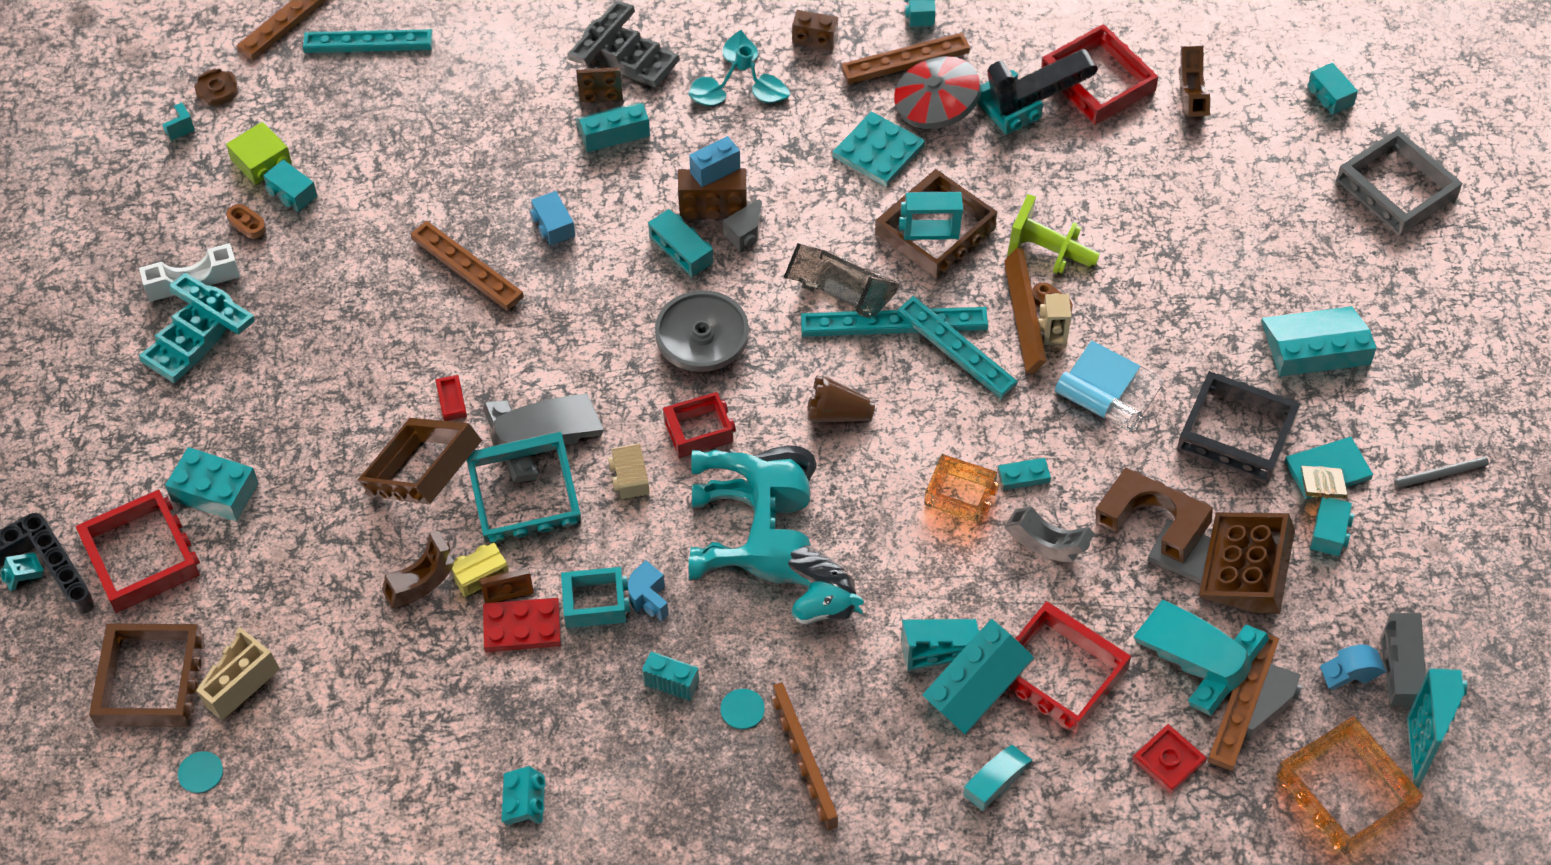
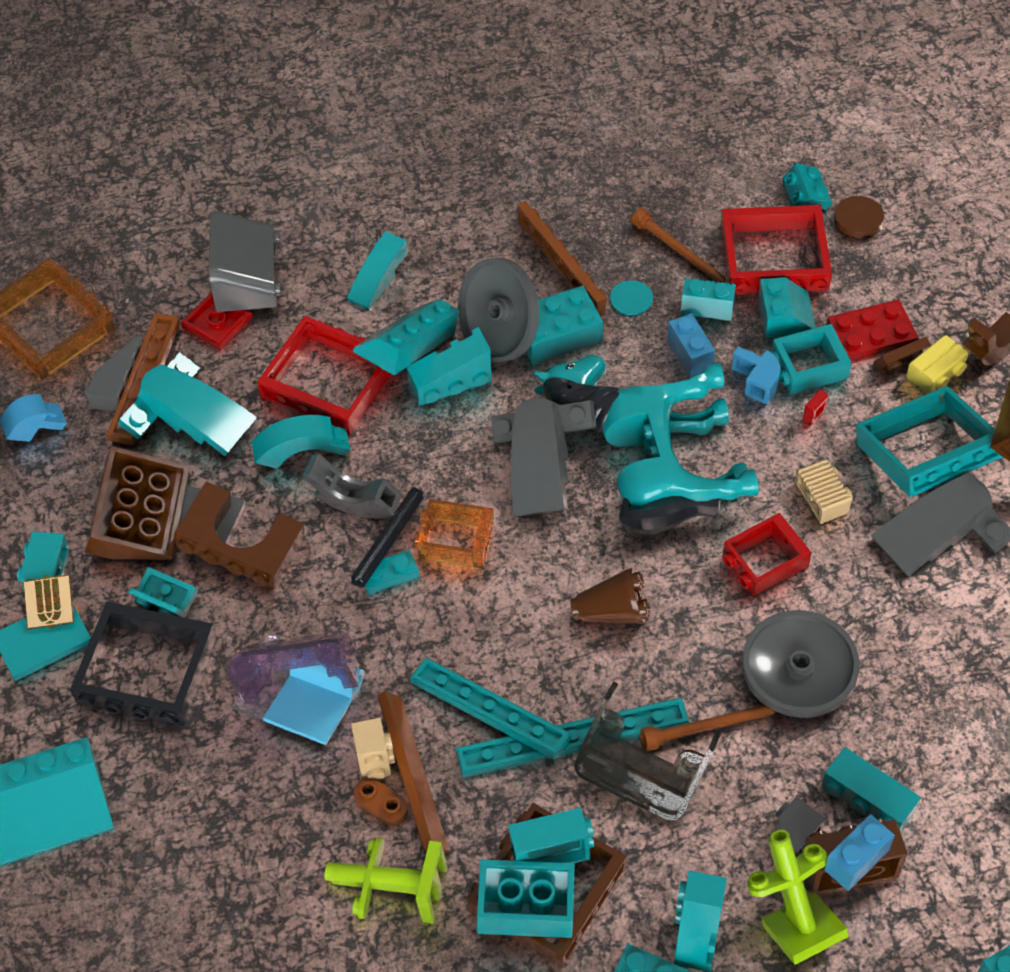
camera: 170 degrees right, 0 degrees up
(482, 755) = (859, 216): none -> reddish brown tile
(578, 761) = (775, 220): none -> red window
(597, 655) = (784, 307): none -> teal slope
(607, 548) = (815, 407): none -> red tile
(702, 629) = (690, 344): none -> dark azure brick
(706, 790) = (643, 220): none -> dark orange piece
(765, 165) = (806, 921): none -> lime piece
(826, 675) = (565, 325): none -> teal brick
(832, 304) = (653, 737): none -> dark orange piece
(833, 170) = (699, 918): none -> teal wedge
(871, 538) = (540, 451): none -> dark grey slope
(885, 670) = (502, 304): none -> dark grey dish
(948, 176) = (525, 898): none -> teal slope
(1021, 492) = (387, 537): none -> black axle
(1095, 588) = (295, 435): none -> teal arch
(1112, 374) = (252, 666): none -> clear purple windscreen
(1139, 802) = (242, 263): none -> dark grey windscreen
(1224, 478) = (164, 593): none -> teal bracket

